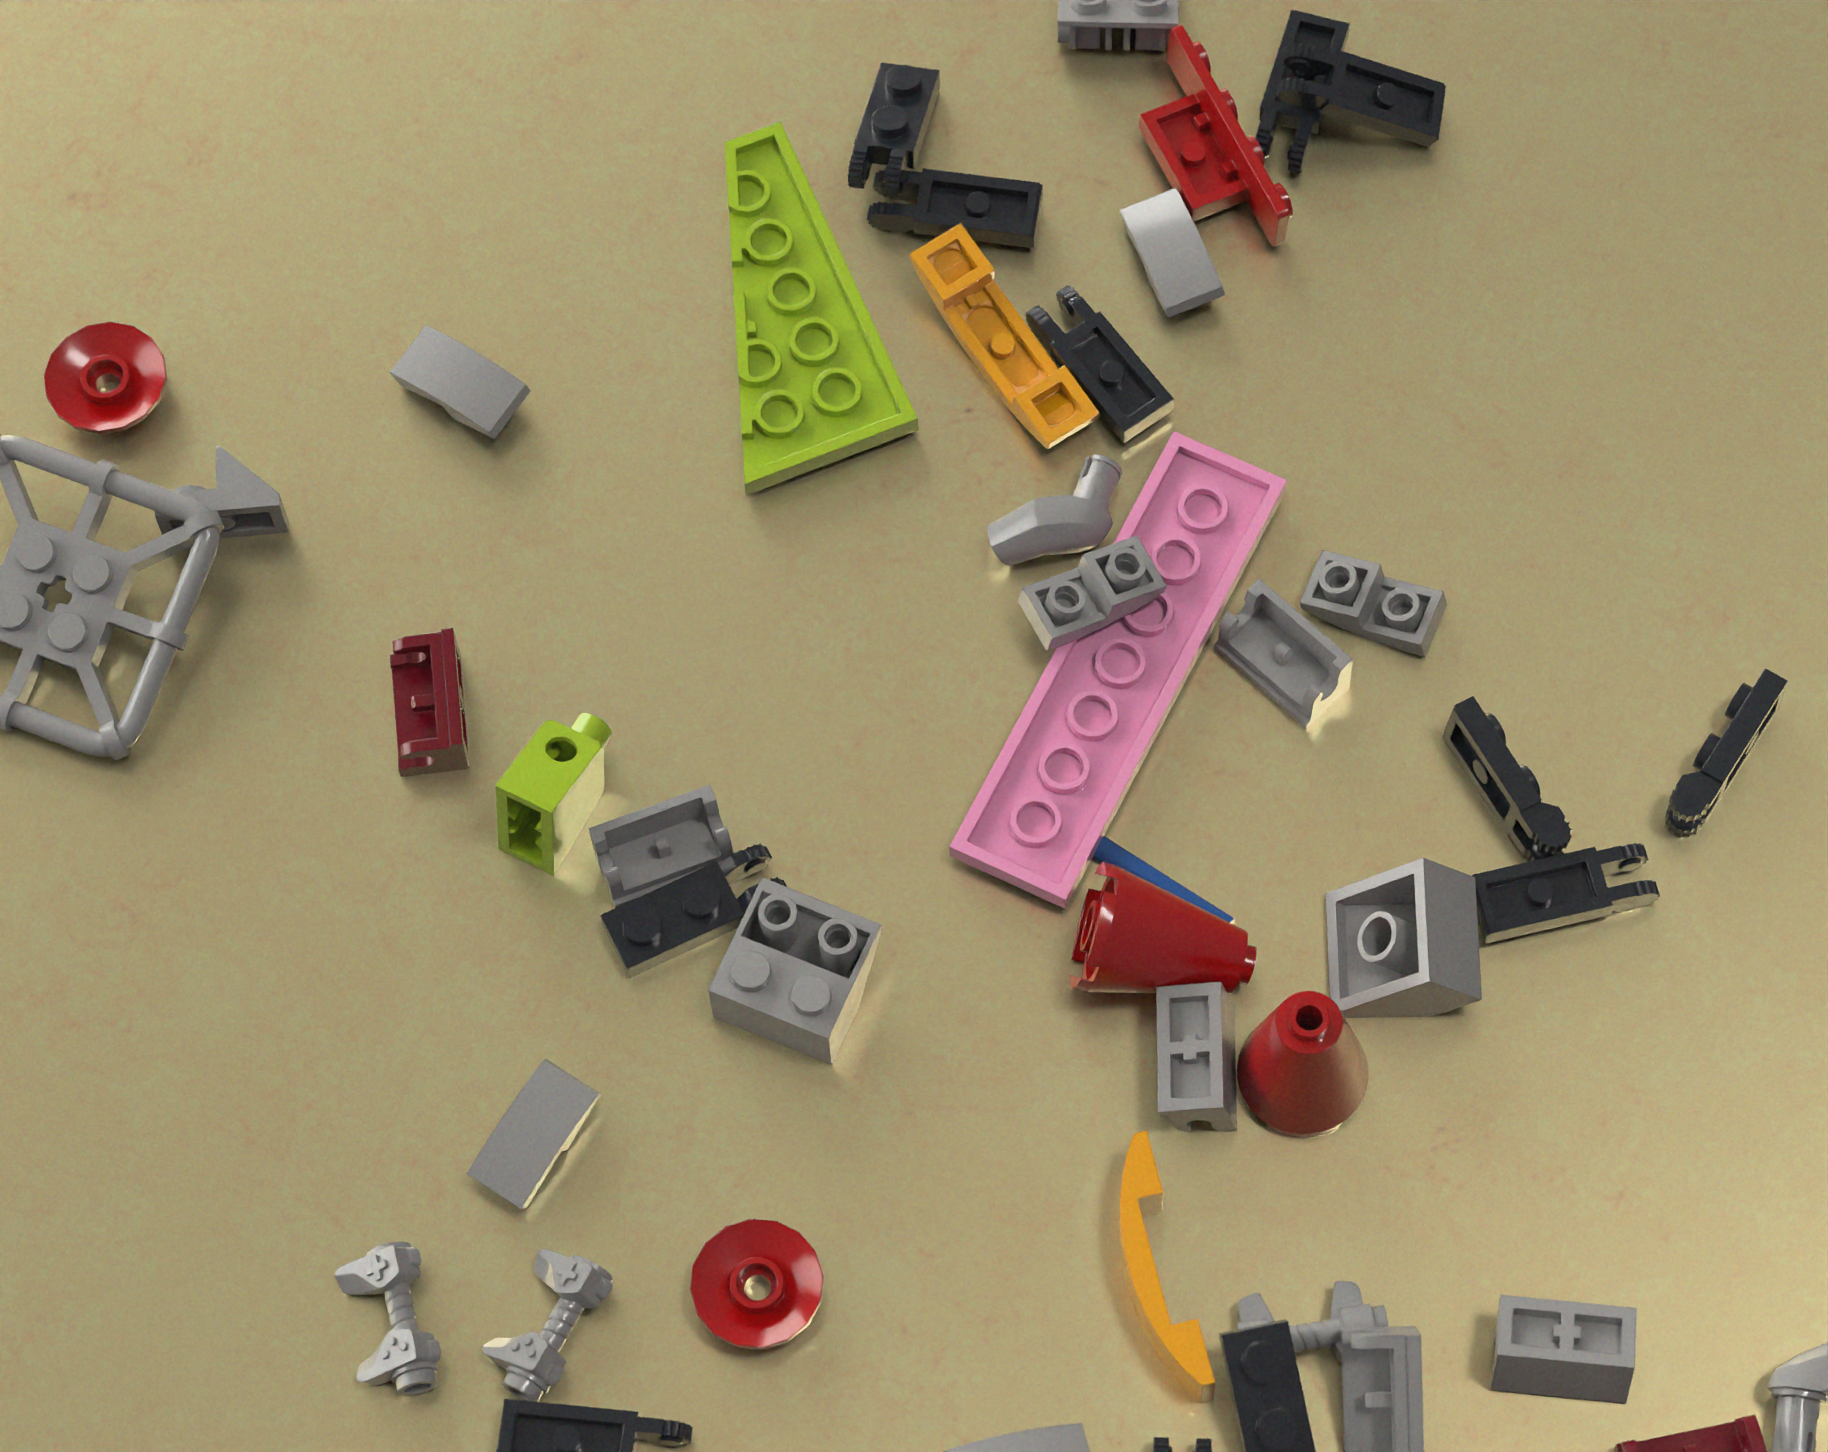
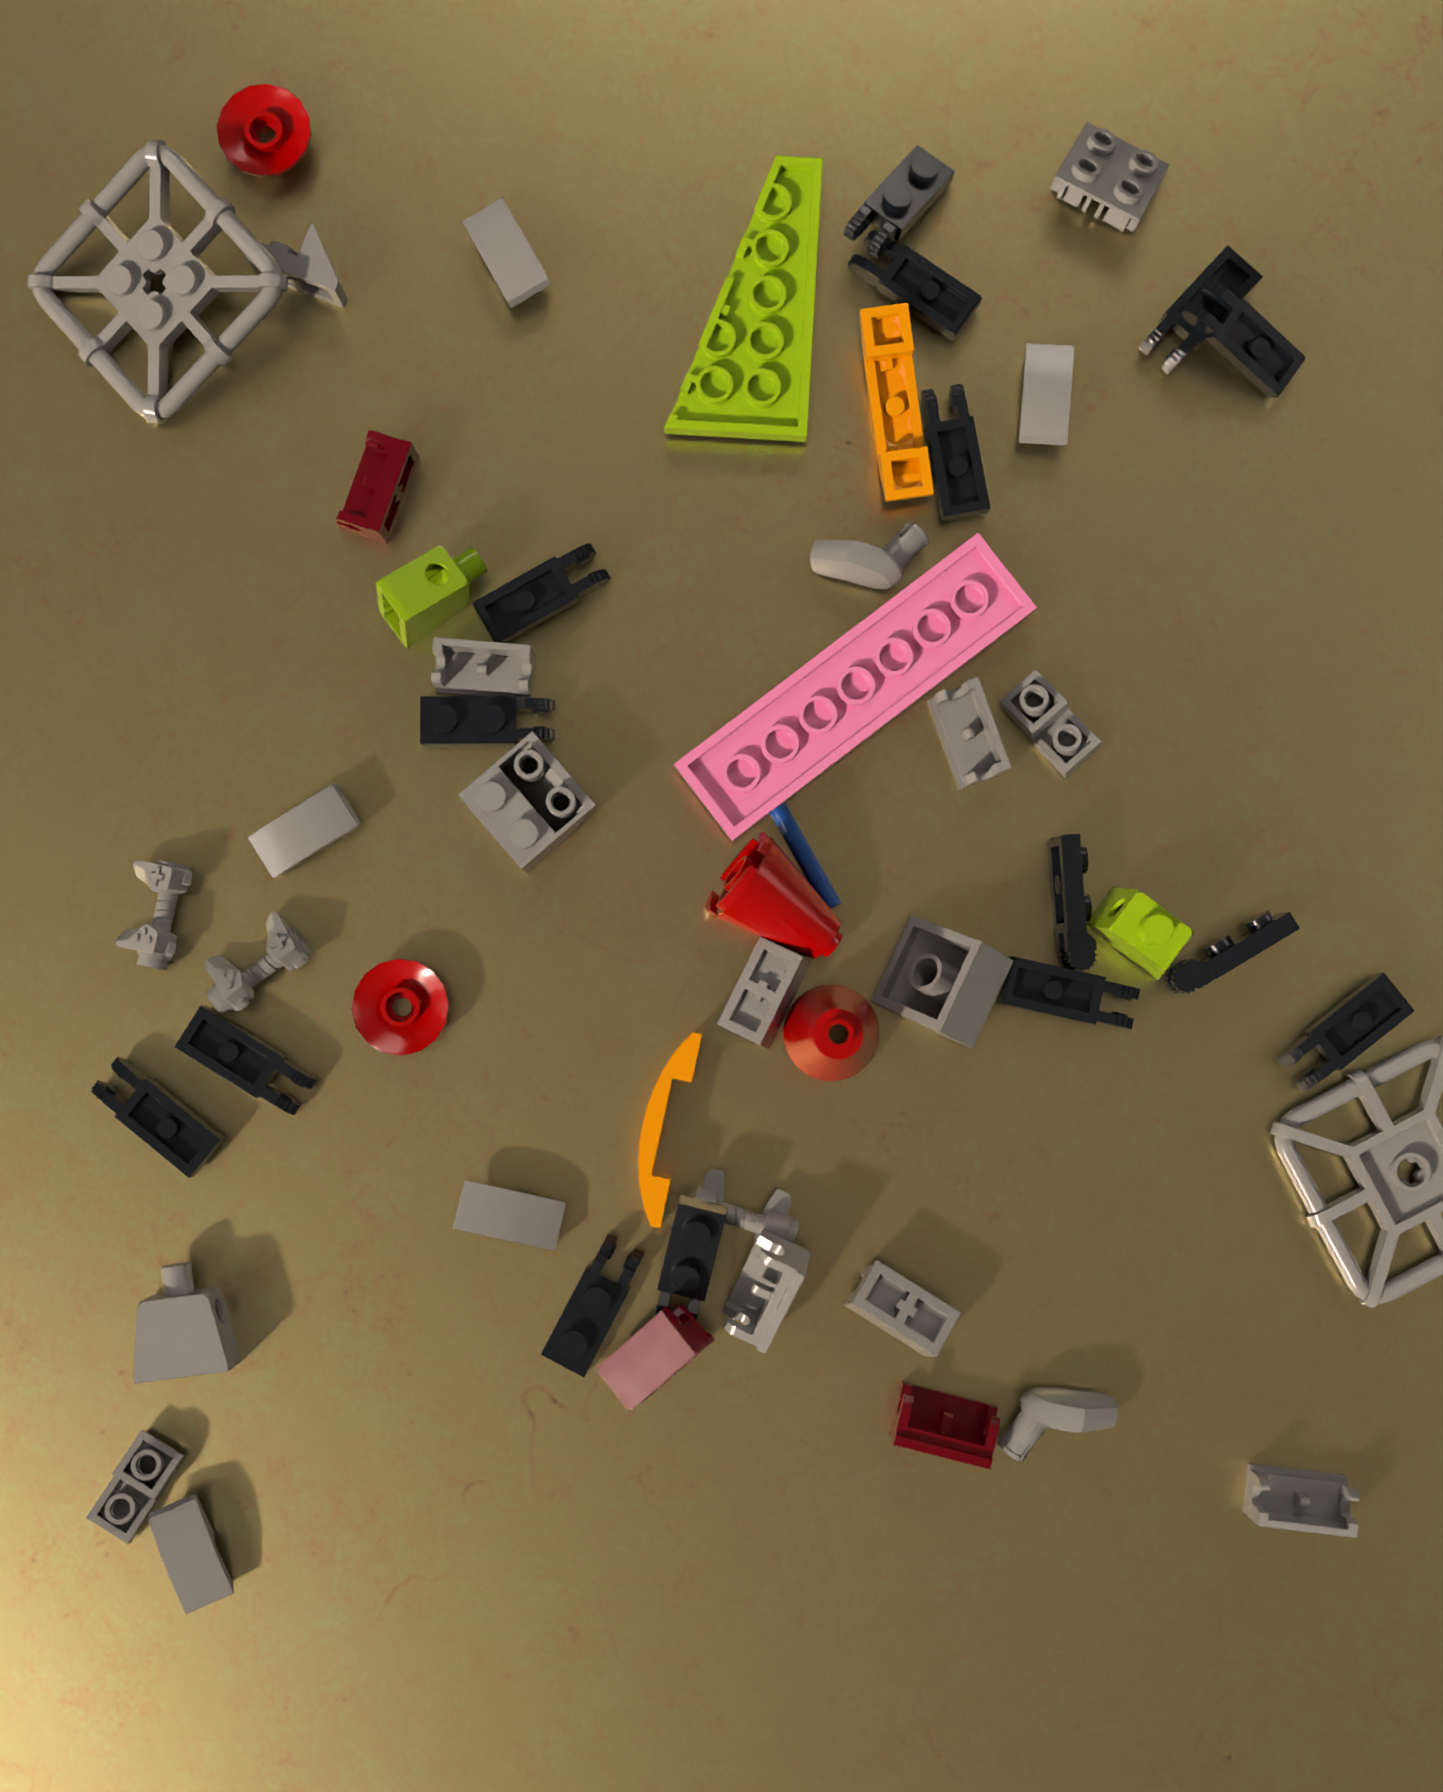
camera: 20 degrees right, 20 degrees up
(686, 735) = (537, 595): none -> black hinge
(1093, 595) = (859, 629): light grey slope -> none
(1206, 148) = (1109, 324): red bracket -> none
(1608, 773) = (1140, 929): none -> lime torso

